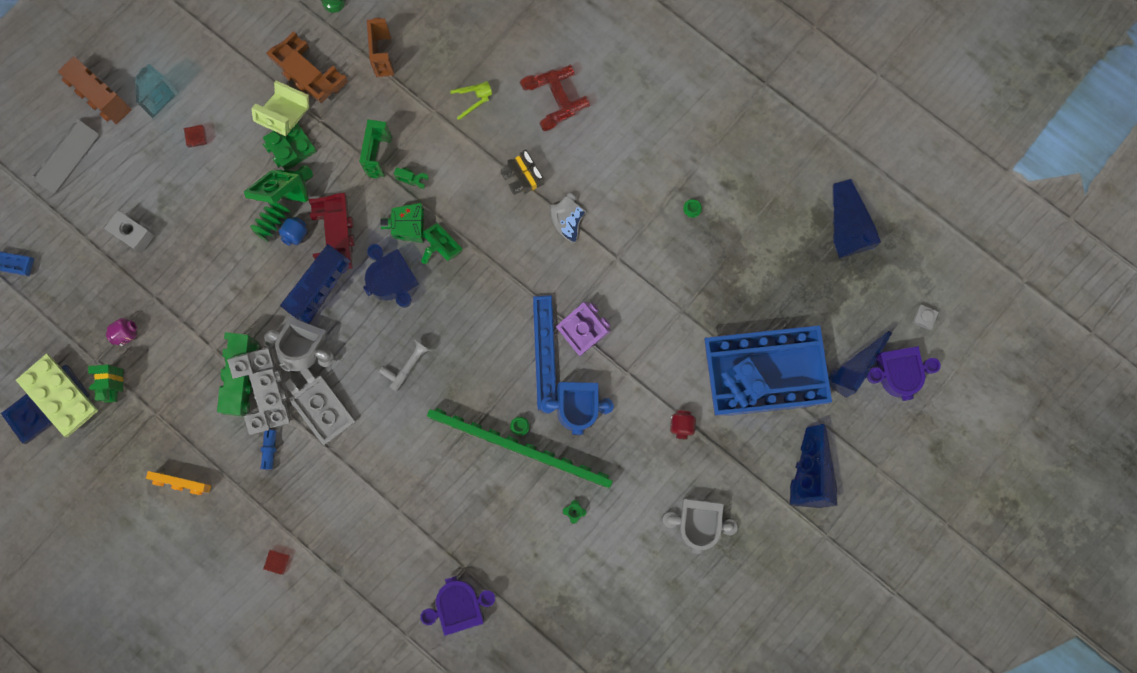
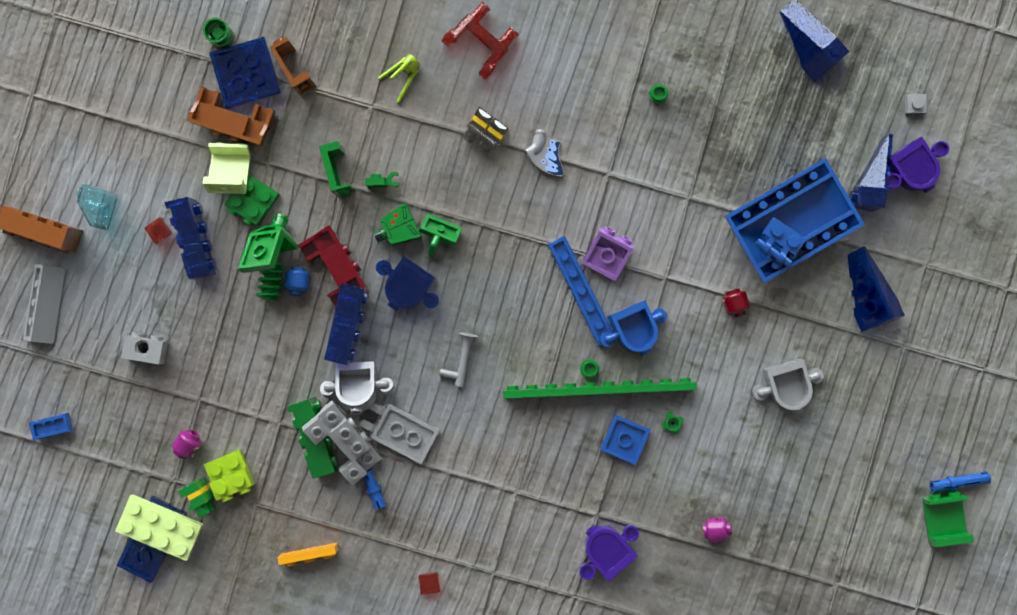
camera: 20 degrees left, 10 degrees up
(145, 378) = (229, 475): none -> lime plate
(220, 152) = (192, 237): none -> clear blue wedge
(337, 38) = (245, 72): none -> clear blue plate
(522, 507) = (625, 439): none -> blue plate
(571, 634) = (717, 530): none -> magenta head

